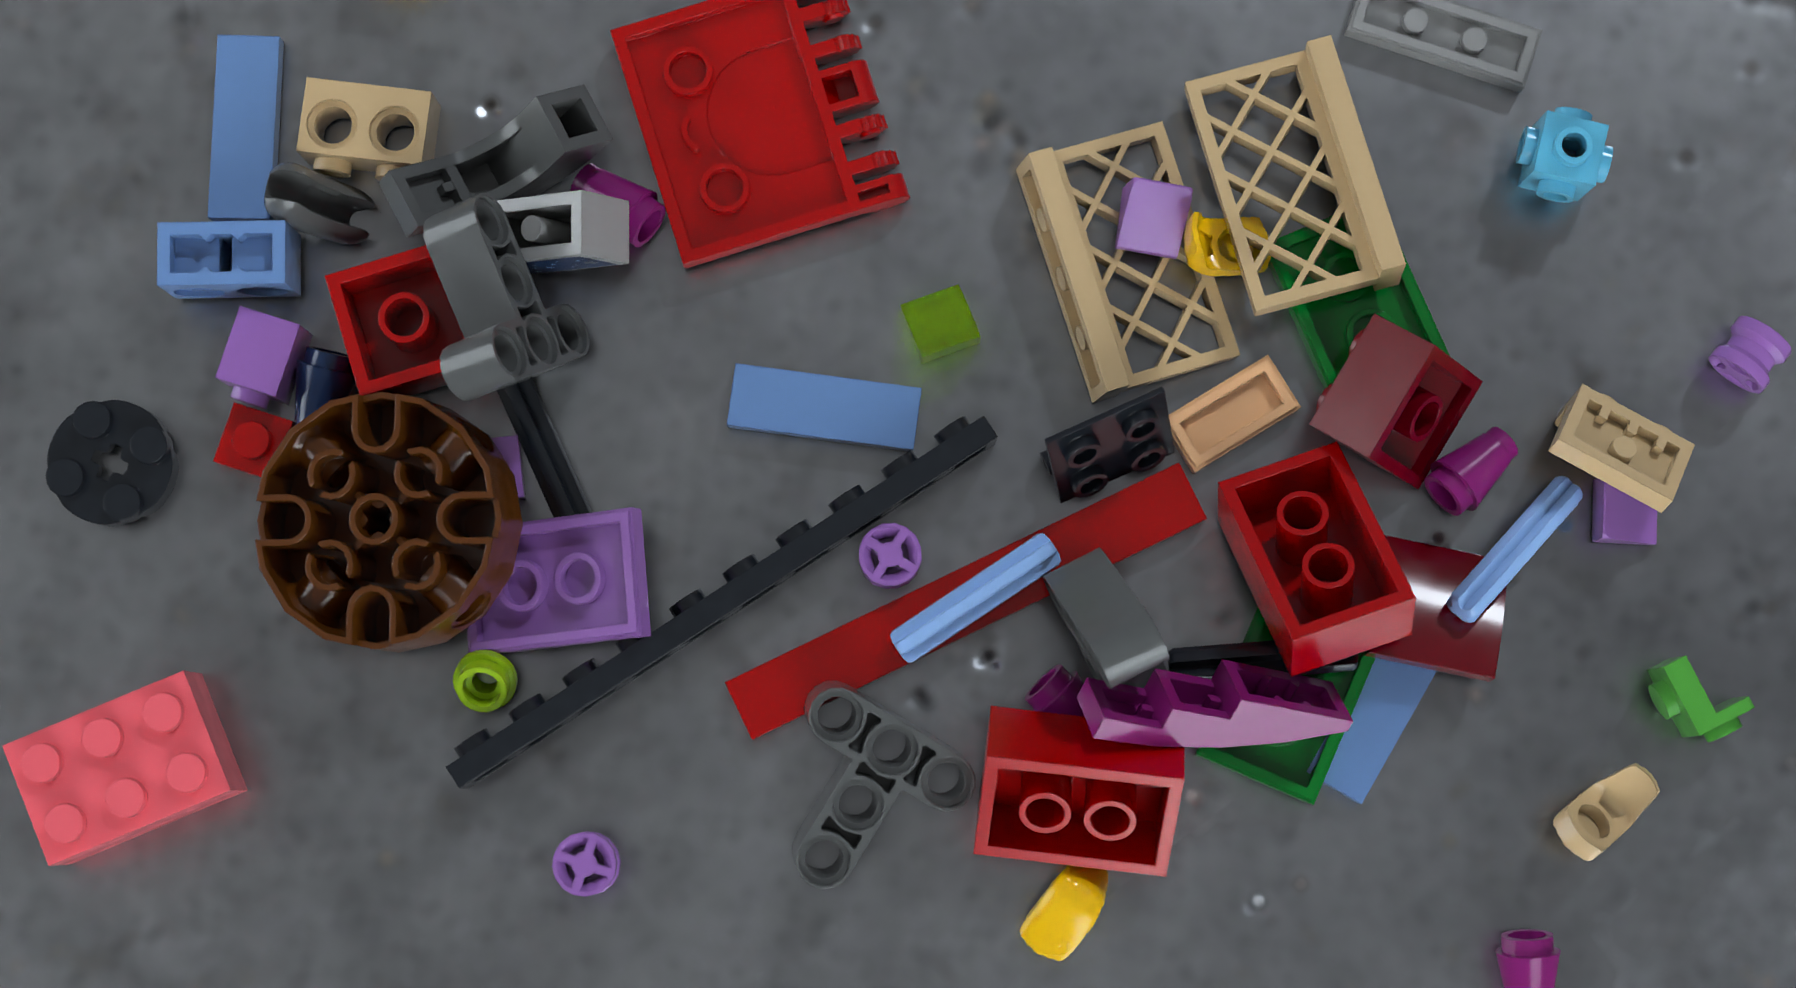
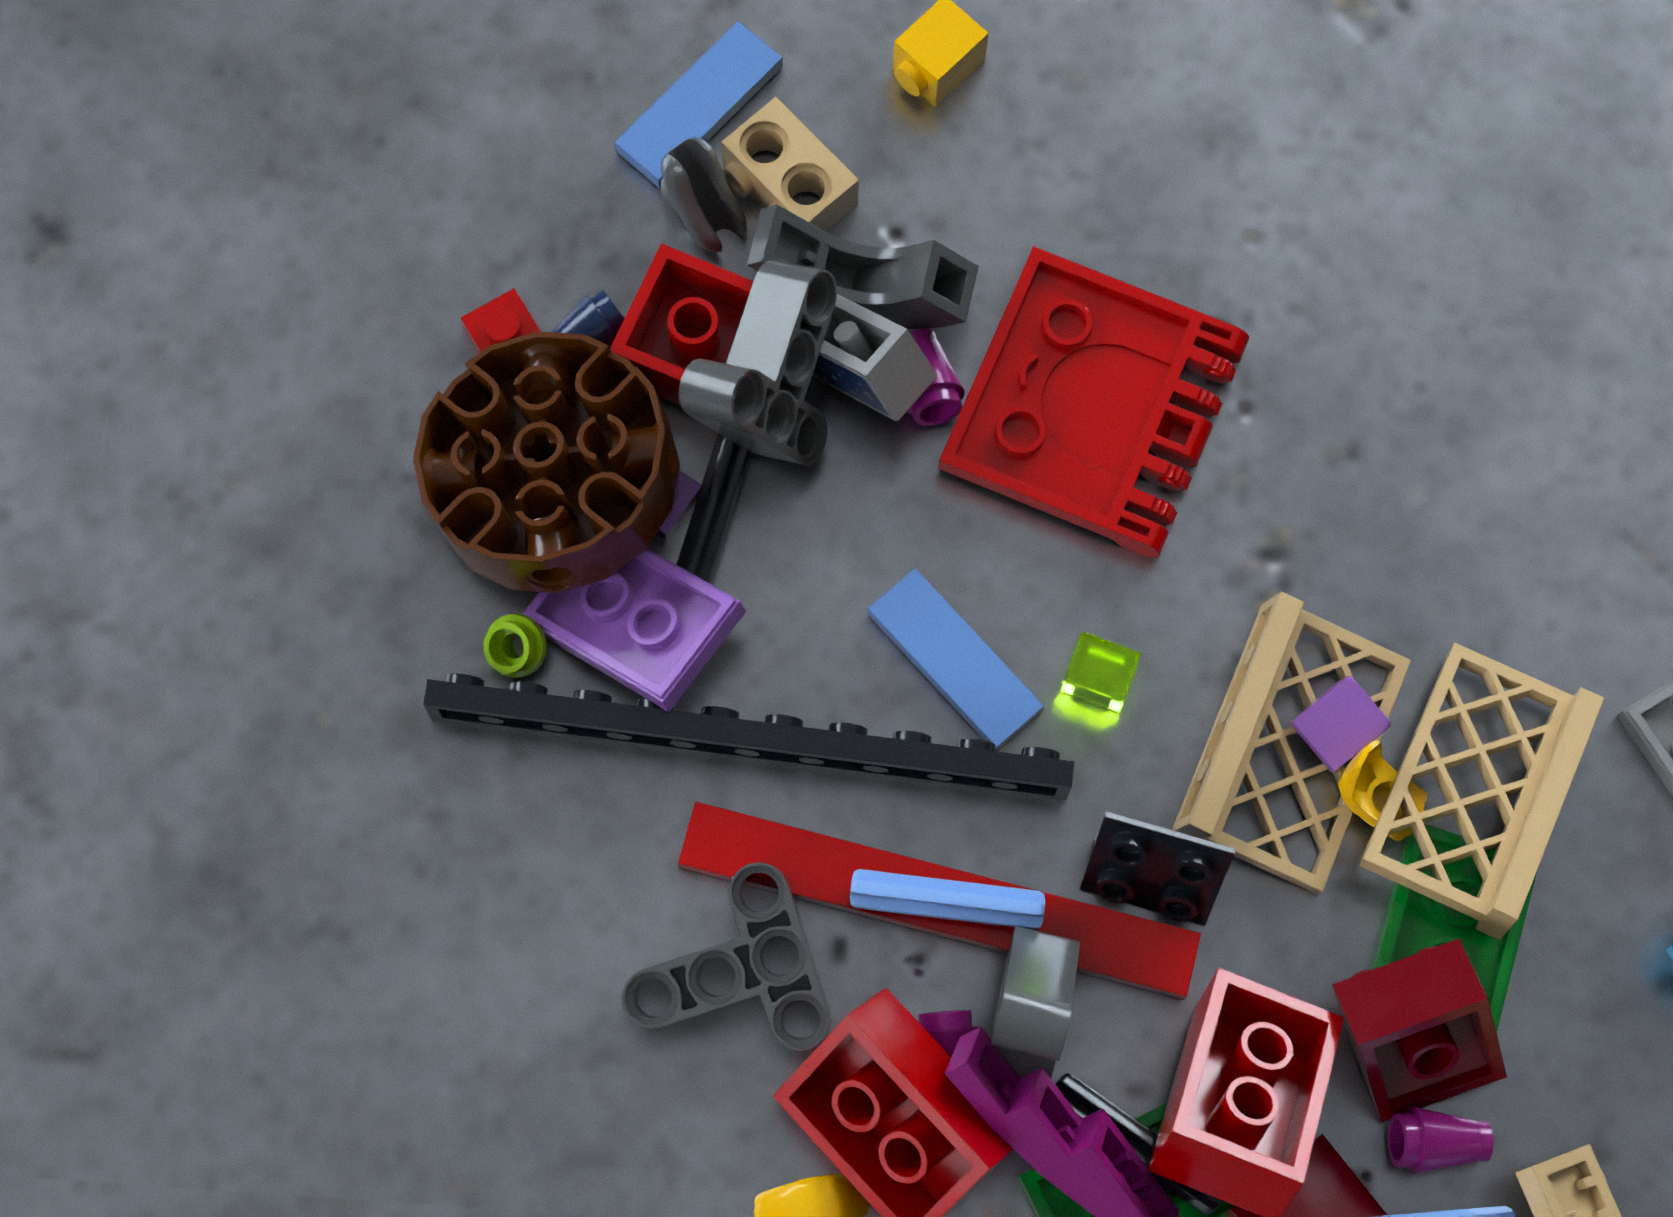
camera: 40 degrees right, 10 degrees down
(96, 429) = (380, 227): black plate -> none
(124, 768) = (194, 483): coral brick -> none
(229, 259) = (602, 180): medium blue brick -> none
(262, 358) = (562, 271): medium lavender brick -> none
(573, 869) = (461, 838): medium lavender wheel -> none
(887, 542) = (905, 800): medium lavender wheel -> none
(1231, 414) = (1276, 933): light nougat tile -> none

